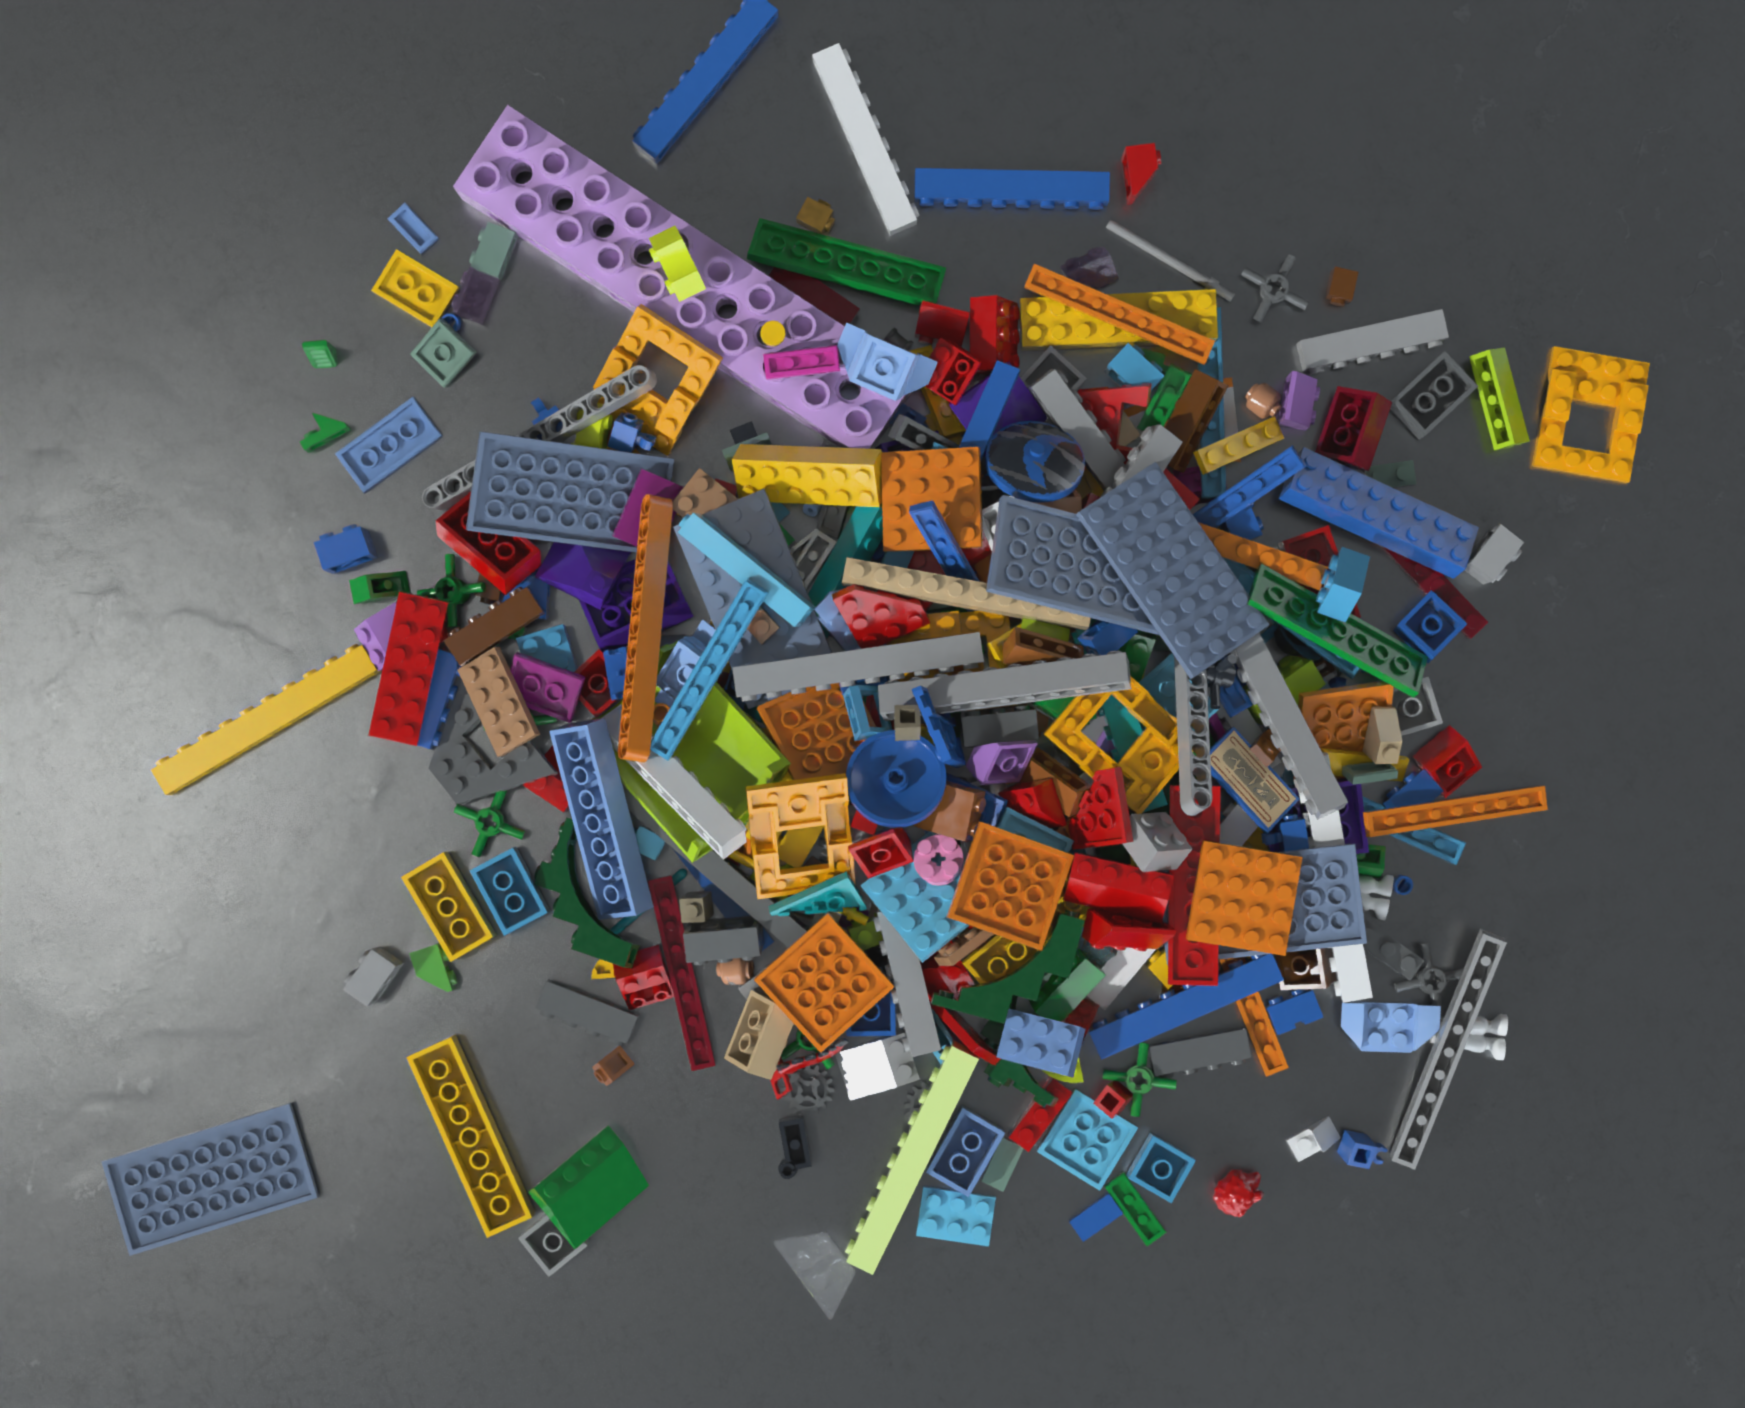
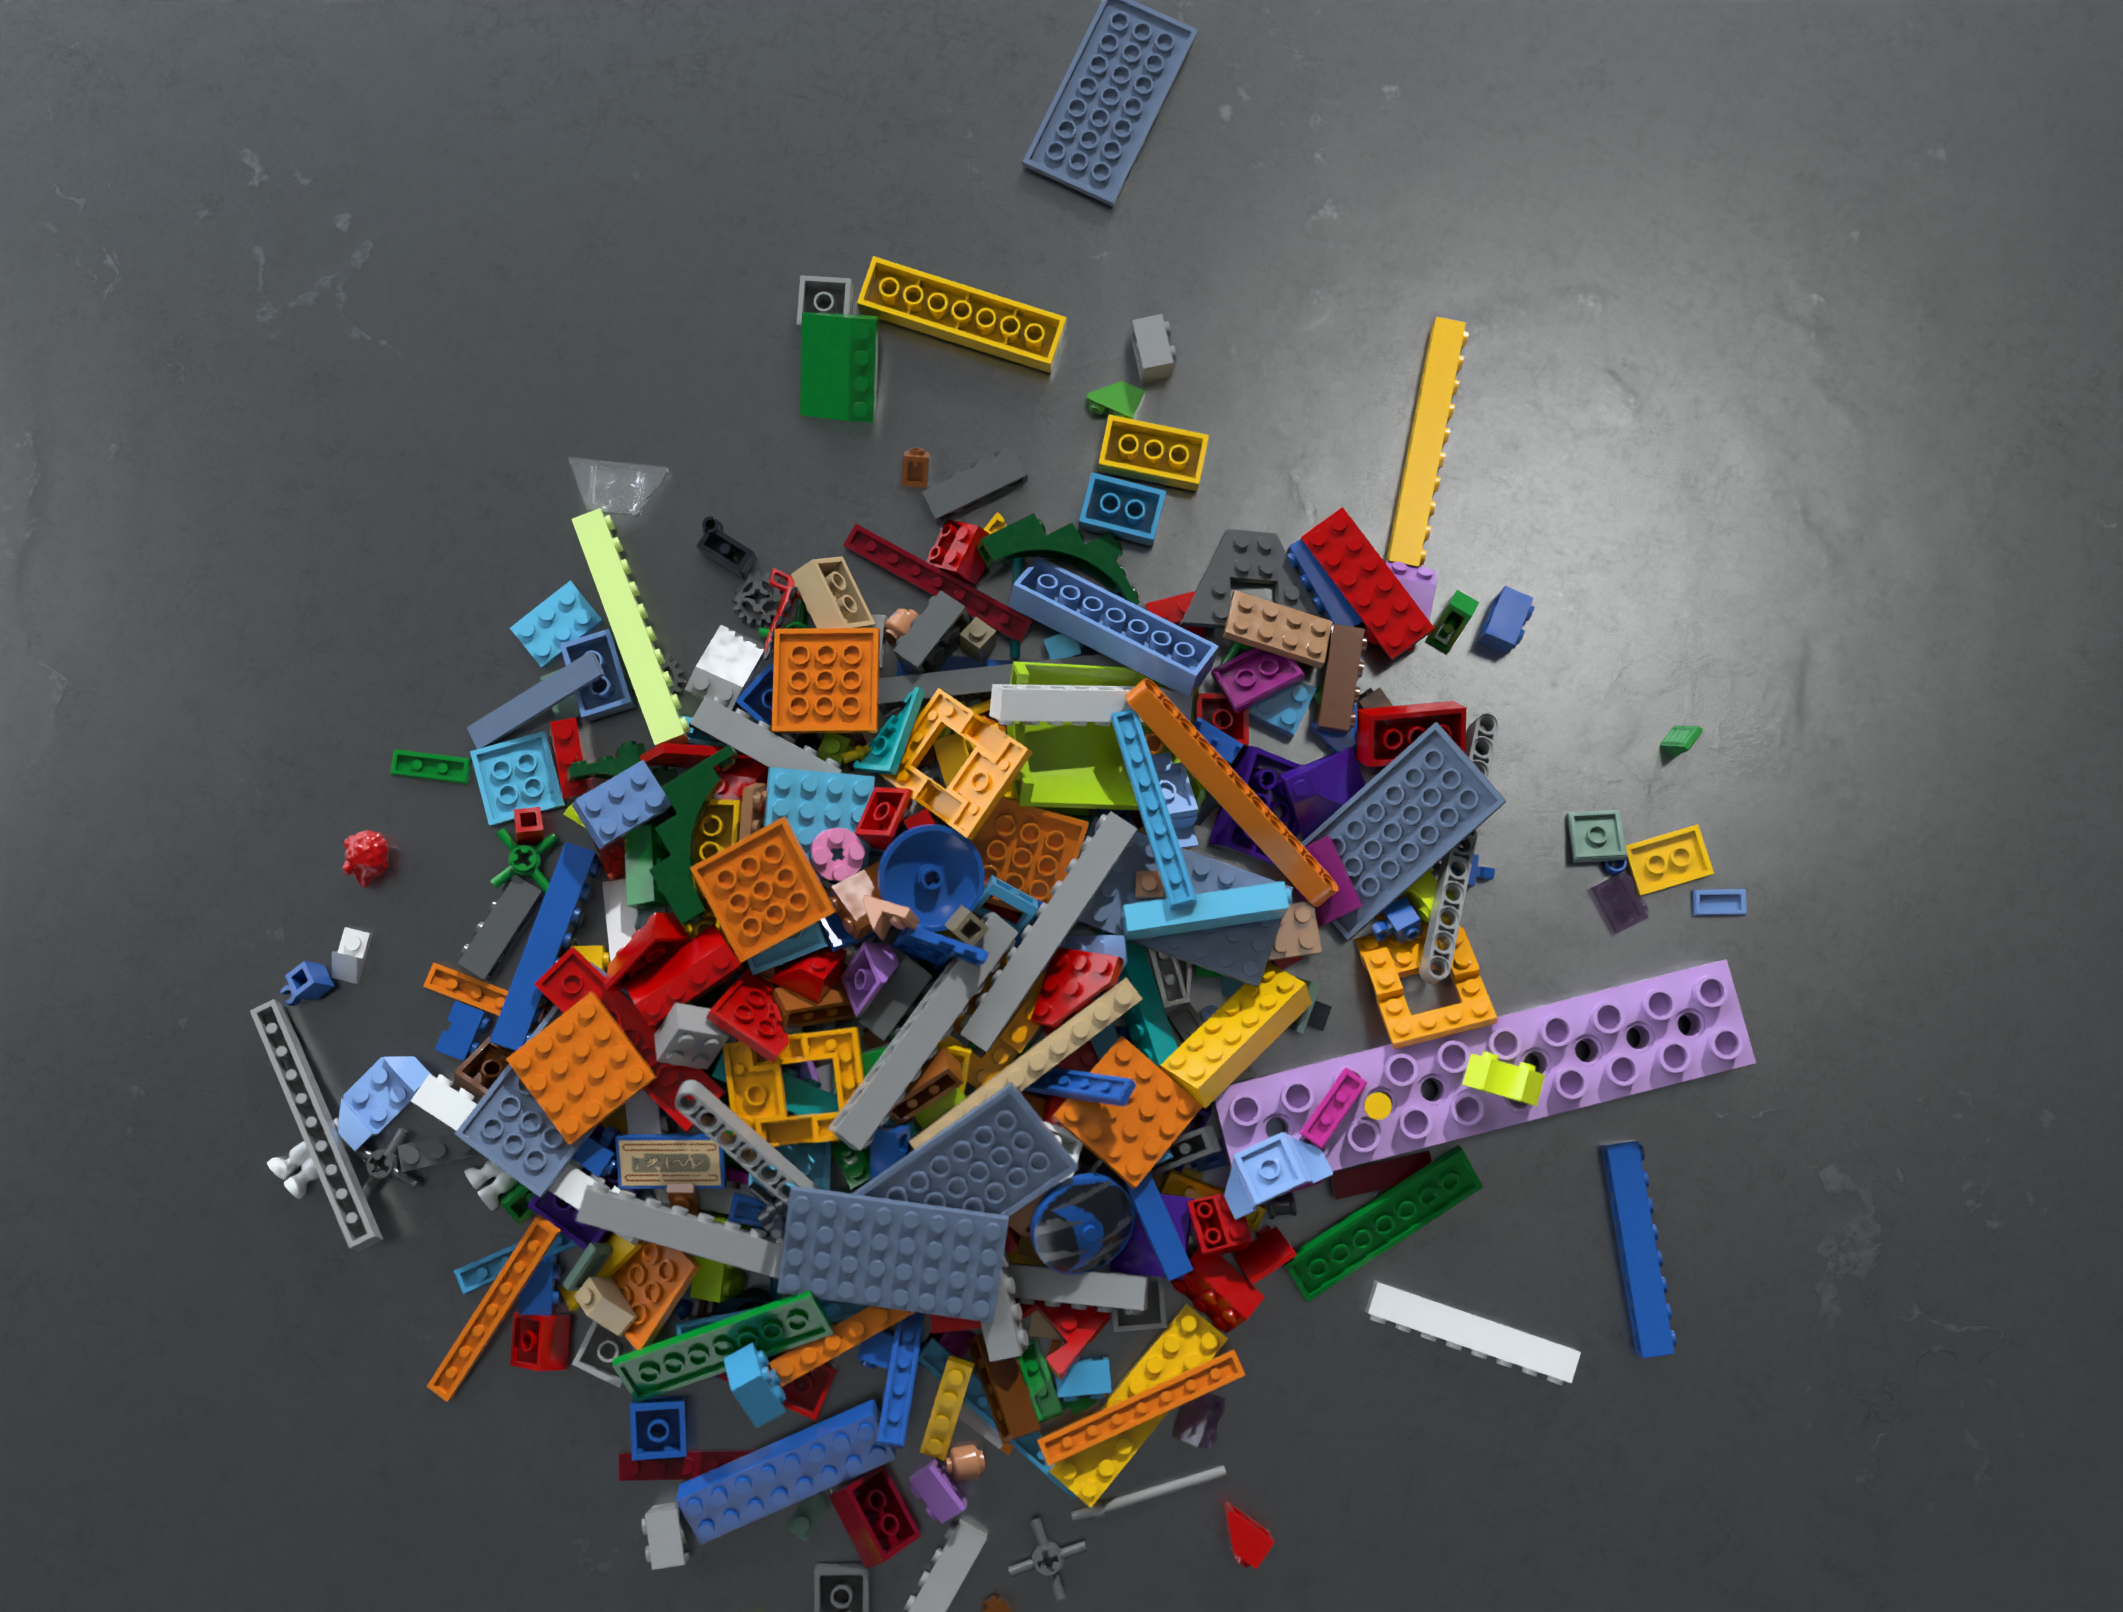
camera: 130 degrees right, 5 degrees down
(329, 431) = (1613, 692): green slope -> none
(388, 445) = (1560, 729): medium blue tile -> none
(444, 591) = (1399, 673): green bar -> none
(485, 832) = (1184, 533): green bar -> none
(493, 250) = (1644, 949): sand green brick -> none
(816, 216) = (1443, 1234): pearl gold brick -> none
(950, 784) = (884, 914): none -> nougat slope
(1012, 187) = (1325, 1417): blue brick -> none
(1023, 1176) = (536, 700): none -> sand blue tile
(1095, 1217) = (453, 730): blue tile -> none
(1160, 1167) = (442, 814): dark azure brick -> none
(1405, 886) = (475, 1213): blue hinge -> none

